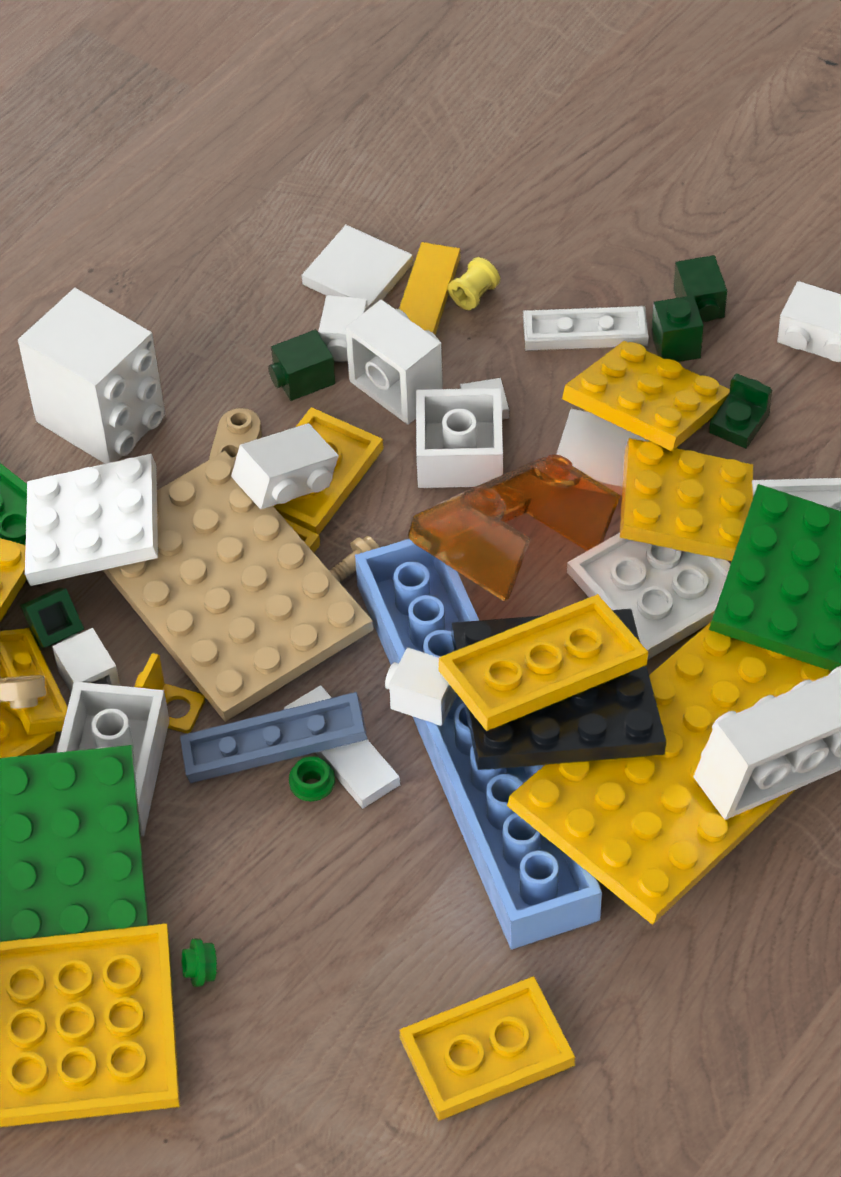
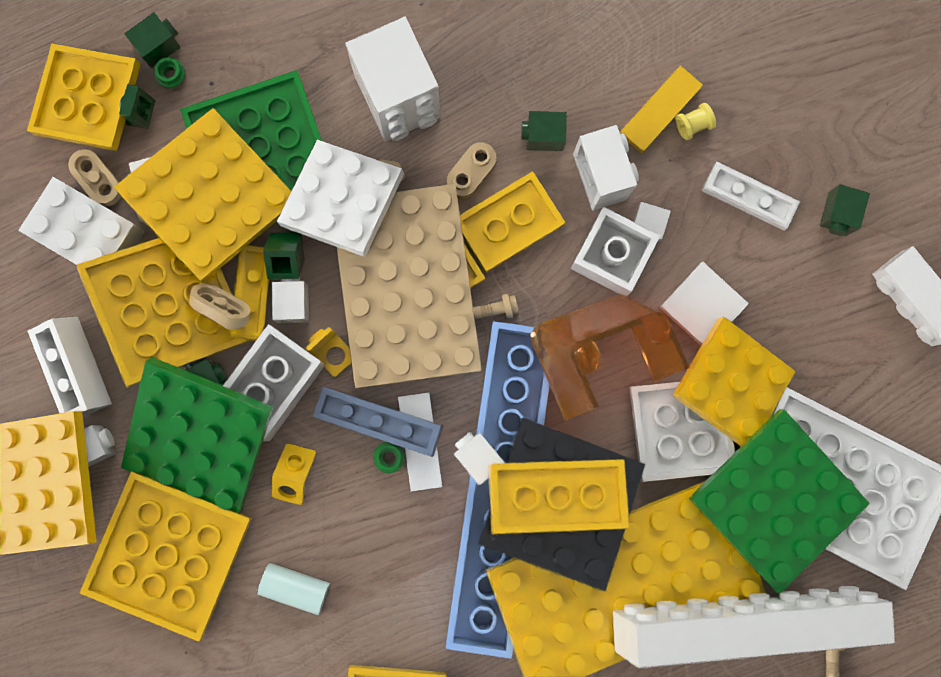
camera: 20 degrees right, 30 degrees up
(194, 843) = (292, 472): none -> yellow bracket
(199, 962) = (257, 553): green plate -> none
(272, 986) = (293, 588): none -> light aqua brick
(284, 466) = (484, 225): white brick -> none
(336, 315) = (588, 114): white brick -> none
(357, 267) = (625, 63): white tile -> none
(646, 394) = (757, 283): yellow plate -> none
(677, 329) = (809, 237): dark green brick -> none
(742, 411) = (813, 324): dark green bracket -> none

